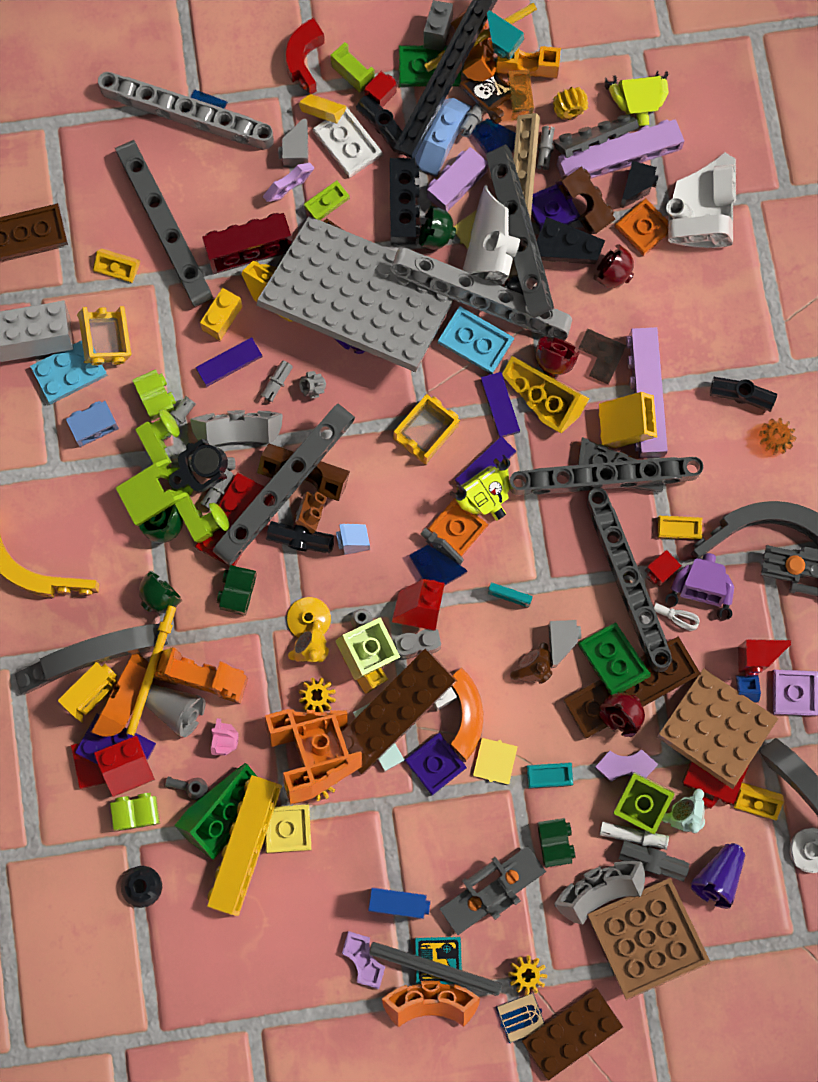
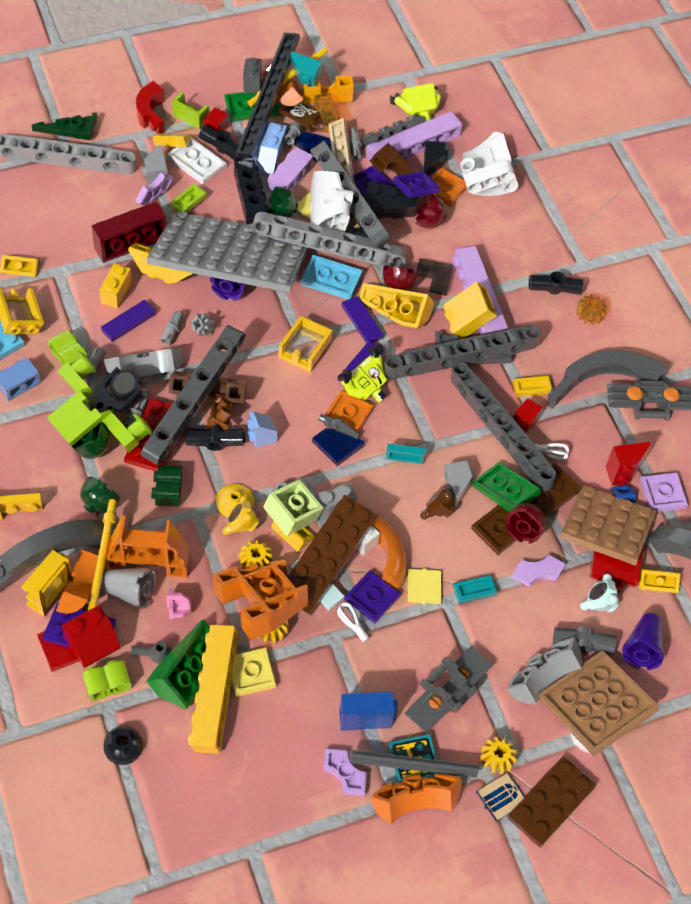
camera: 15 degrees left, 20 degrees down
(164, 223) = (56, 230): dark grey beam -> none
(208, 71) = (69, 126): none -> dark green wing
(410, 798) = (355, 627): none -> white piece
(419, 604) = (331, 468): red slope -> none
(555, 842) = (493, 640): dark green brick -> none
(570, 103) = (367, 112): yellow gear -> none
(603, 231) = (416, 184): none -> dark purple tile
(634, 835) = (549, 623): white pin -> none
(644, 803) = (563, 592): lime brick -> none
(704, 583) = (565, 418): medium lavender torso -> none

